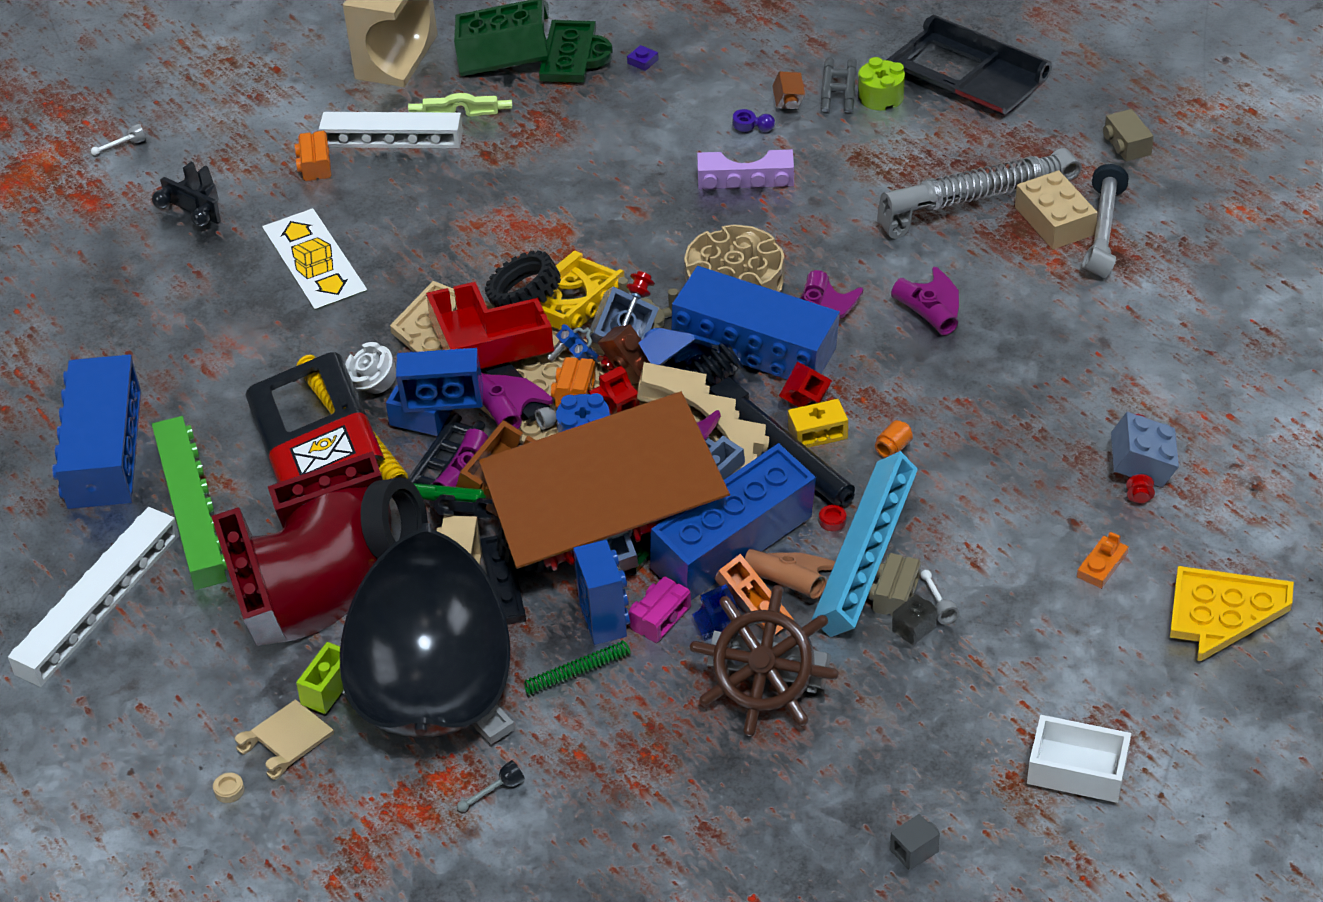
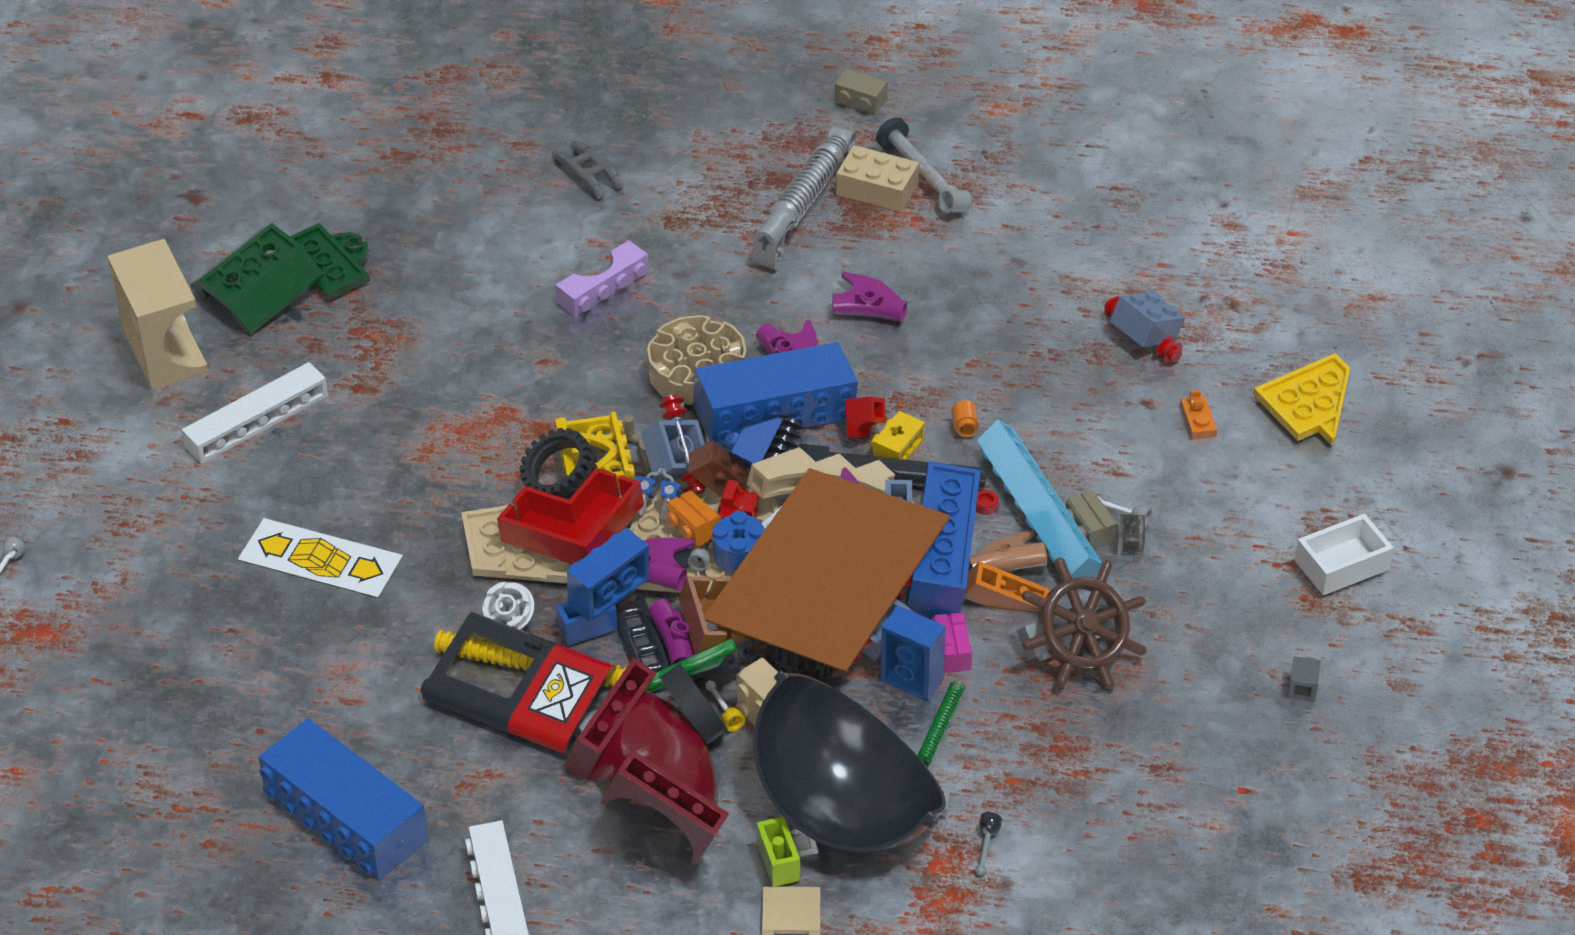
camera: 45 degrees left, 0 degrees up
(189, 503) = (485, 802): bright green brick -> none
(194, 194) = (151, 573): black piece -> none
(313, 156) = (214, 472): orange brick -> none
(473, 105) = (298, 352): yellowish green piece -> none
(642, 58) = (394, 233): dark purple plate -> none
(711, 615) = (994, 616): clear blue brick -> none
(746, 120) = (551, 239): dark purple plate -> none
(788, 90) = (561, 194): dark orange brick -> none
(881, 84) = (628, 149): lime brick -> none
(998, 82) = (707, 94): black piece -> none

